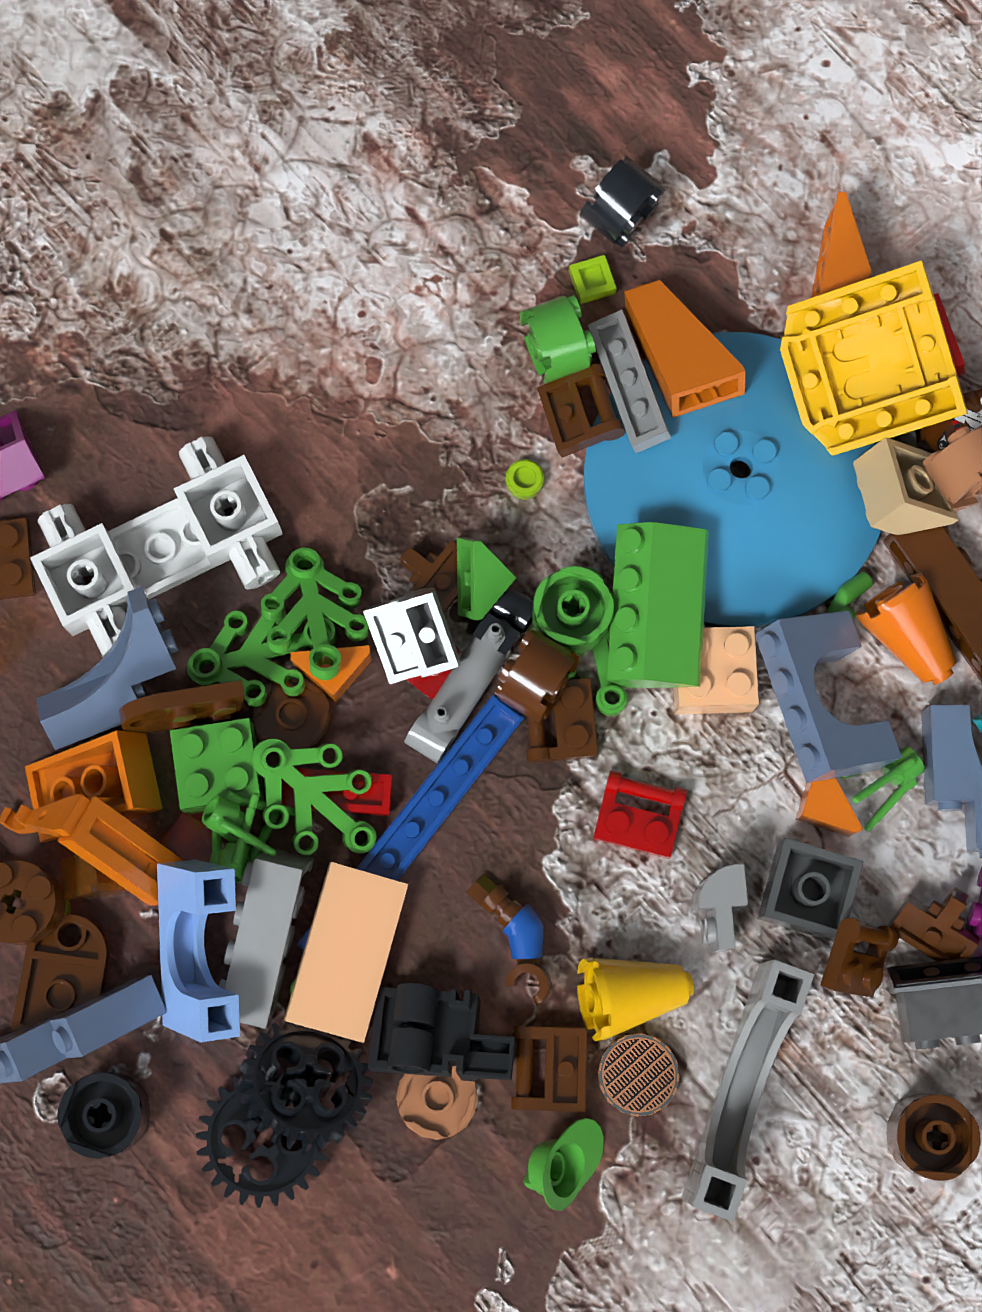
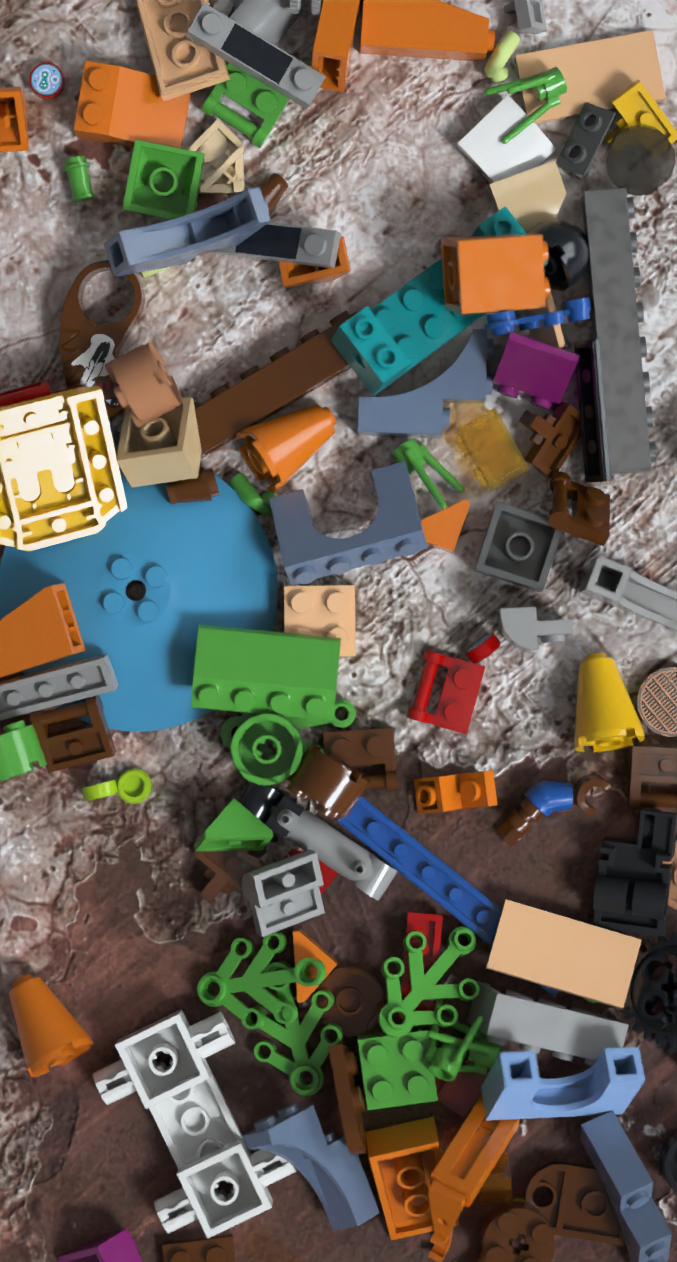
camera: 80 degrees left, 10 degrees up
(262, 388) = (45, 1027): none -> orange cone
(519, 440) = (99, 790): none -> lime tile
(527, 826) = (455, 792): none -> orange slope
(691, 854) = (483, 648): none -> red tile
(855, 528) = (193, 490): none -> reddish brown cone
(916, 859) = (491, 450): none -> clear yellow brick

